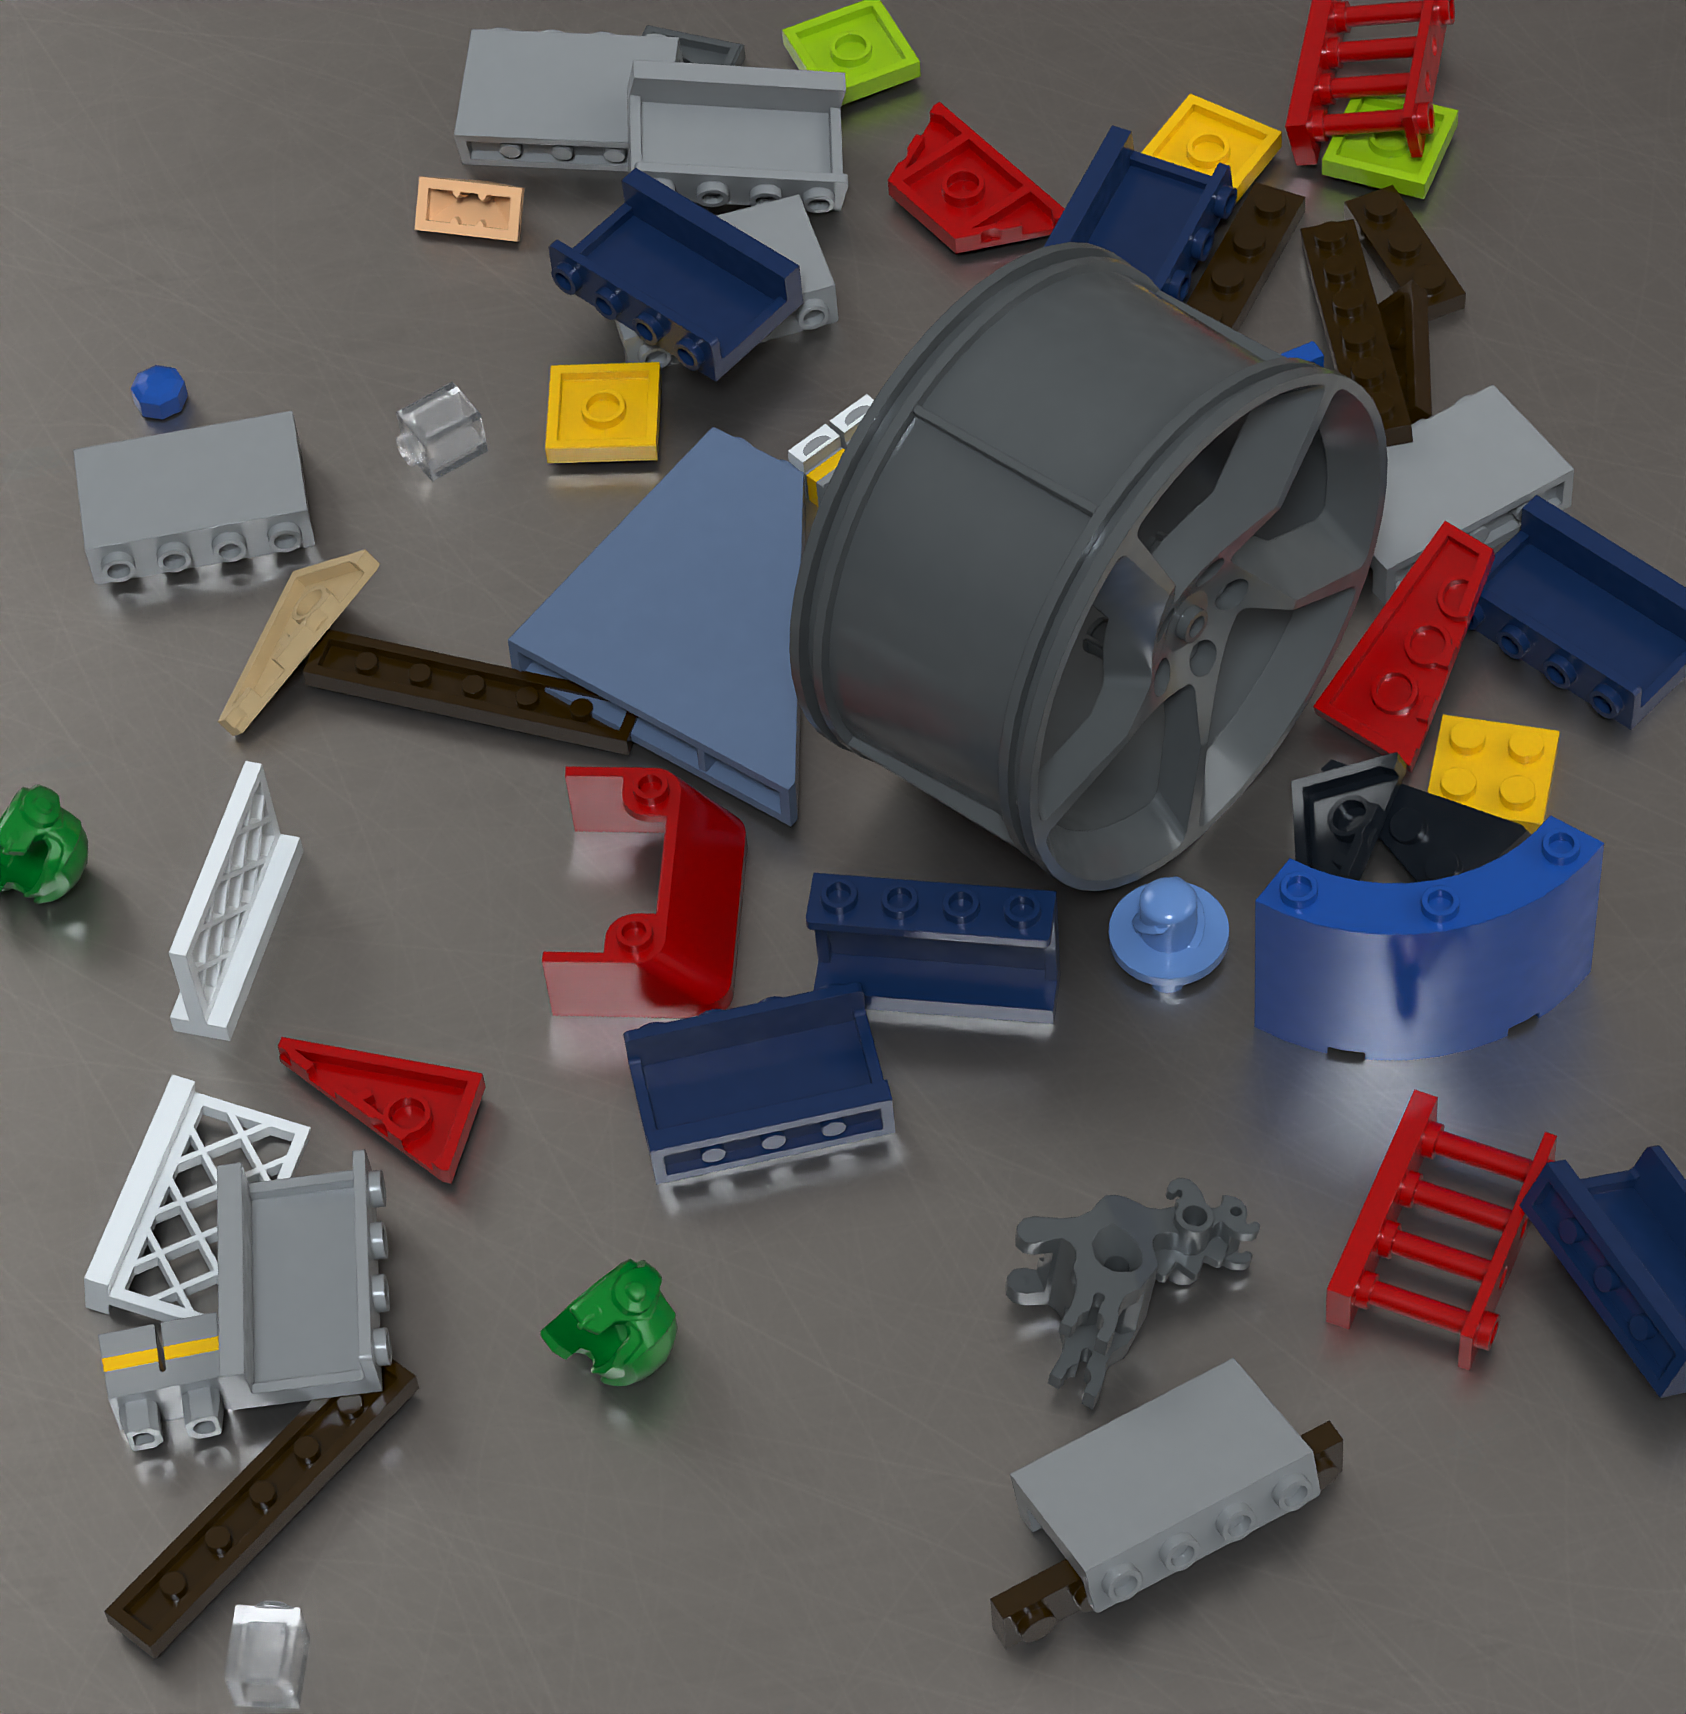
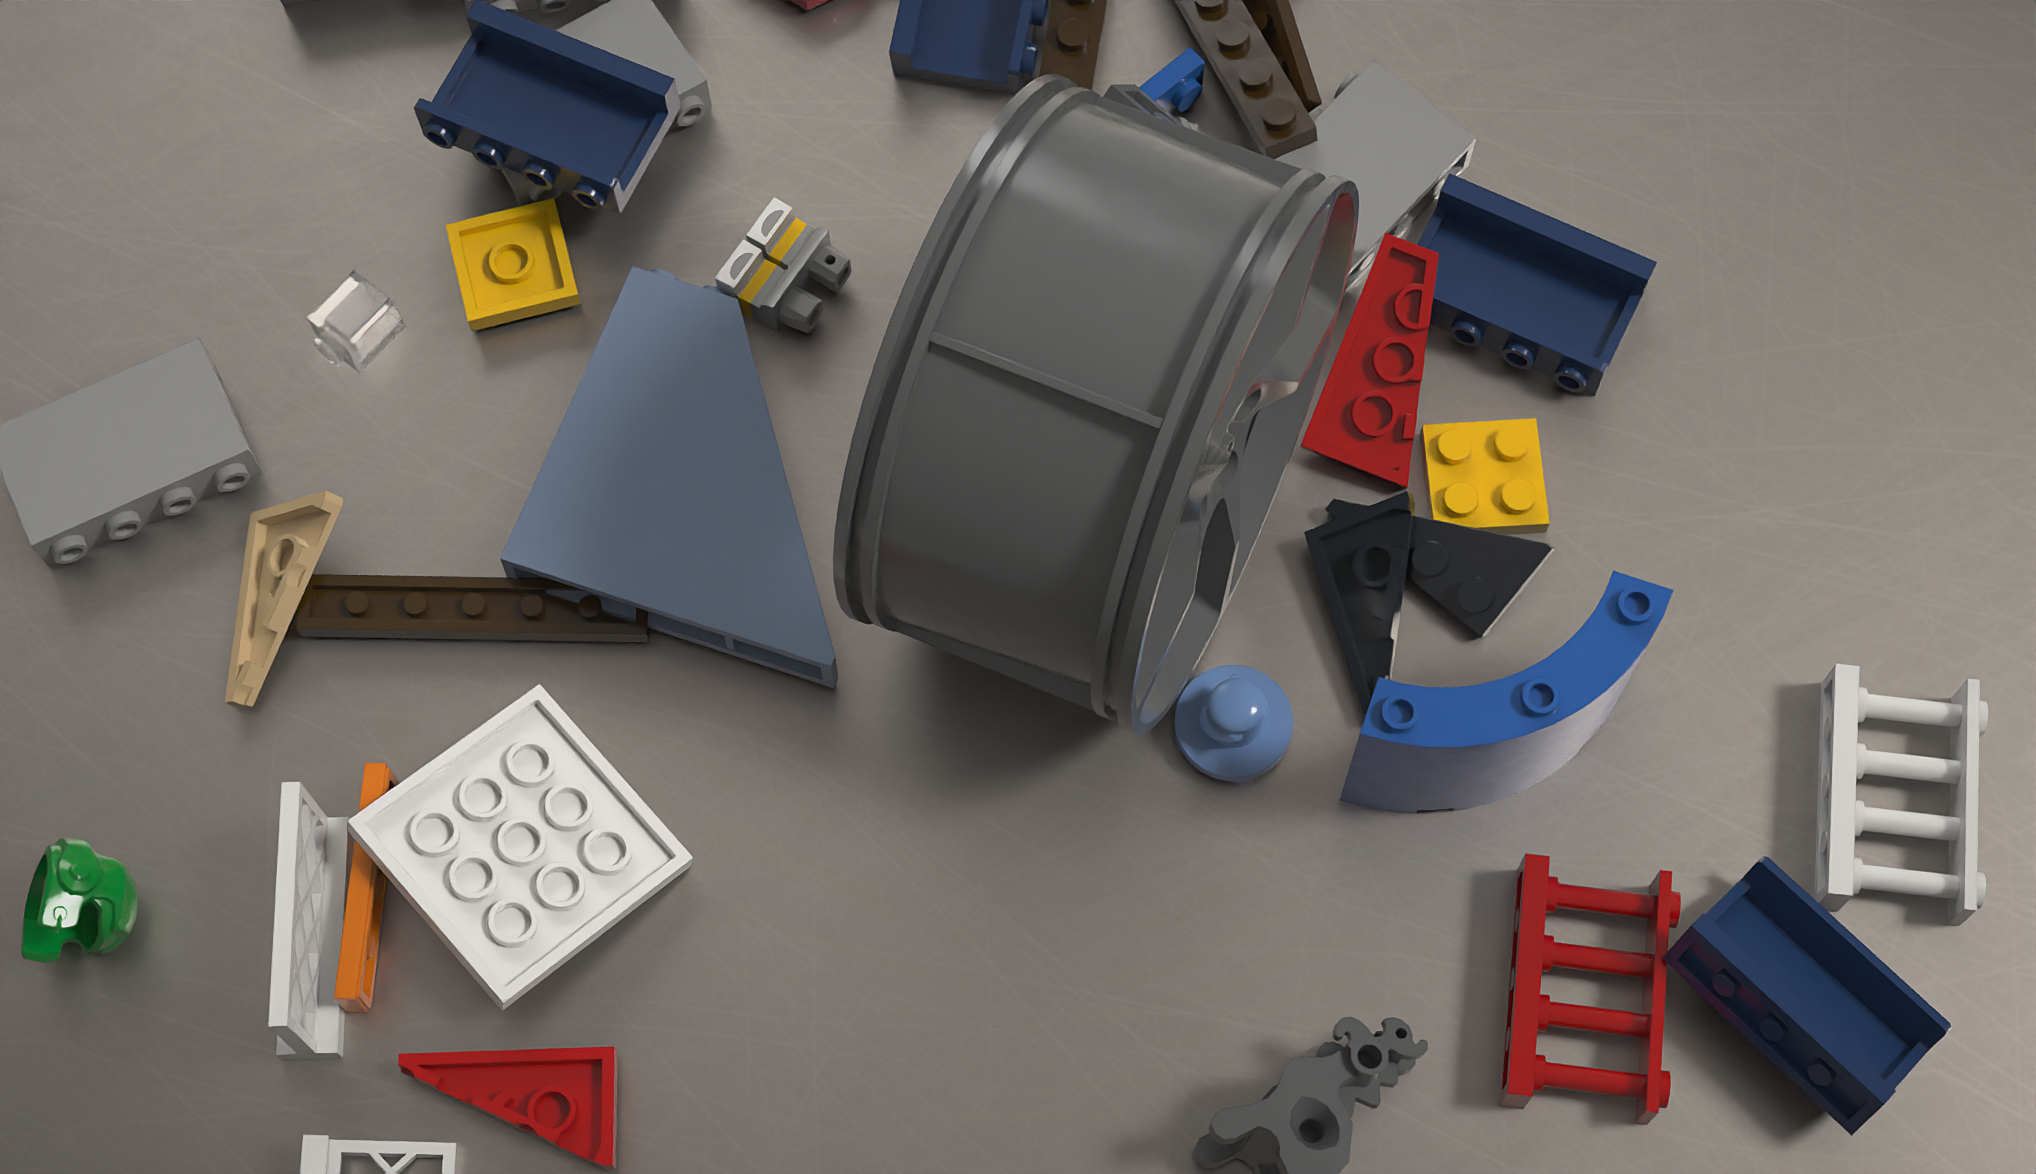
camera: 20 degrees left, 15 degrees up
(159, 392) = (50, 334): blue tile -> none
(297, 898) = (363, 909): none -> orange tile
(448, 883) = (519, 845): none -> white plate
(469, 208) = (308, 57): light nougat slope -> none
(688, 950) = (782, 866): red windscreen -> none
(758, 1082) = (887, 985): dark blue panel -> none
(938, 946) = (1026, 809): dark blue panel -> none

